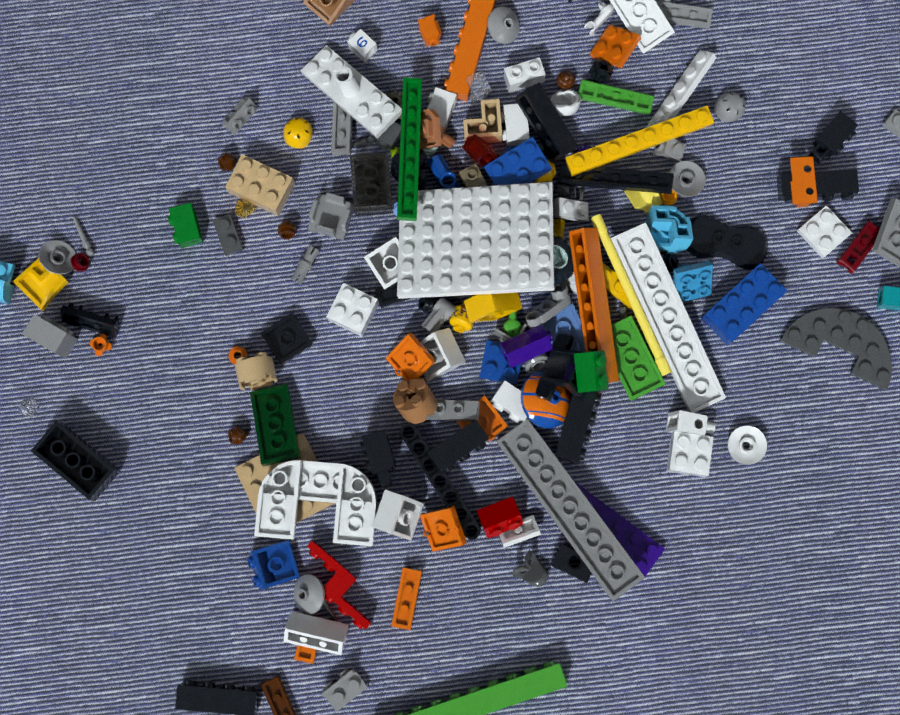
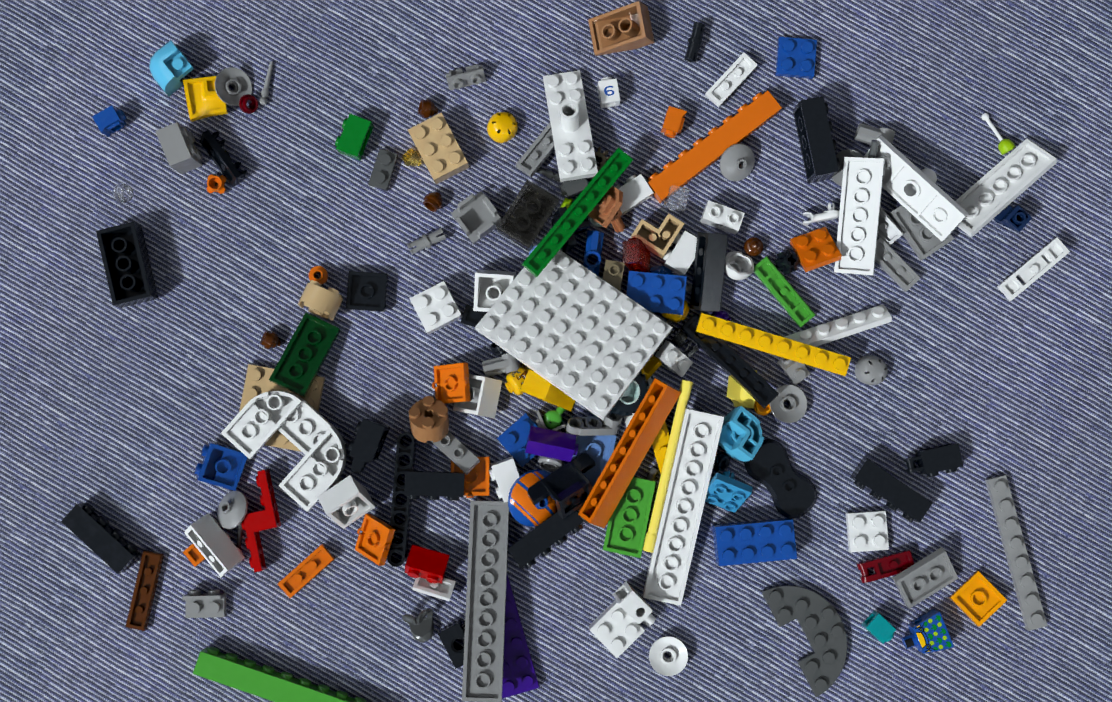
camera: 30 degrees right, 5 degrees up
(591, 371) = (585, 506): green brick -> none
(801, 181) = (880, 478): orange piece -> none

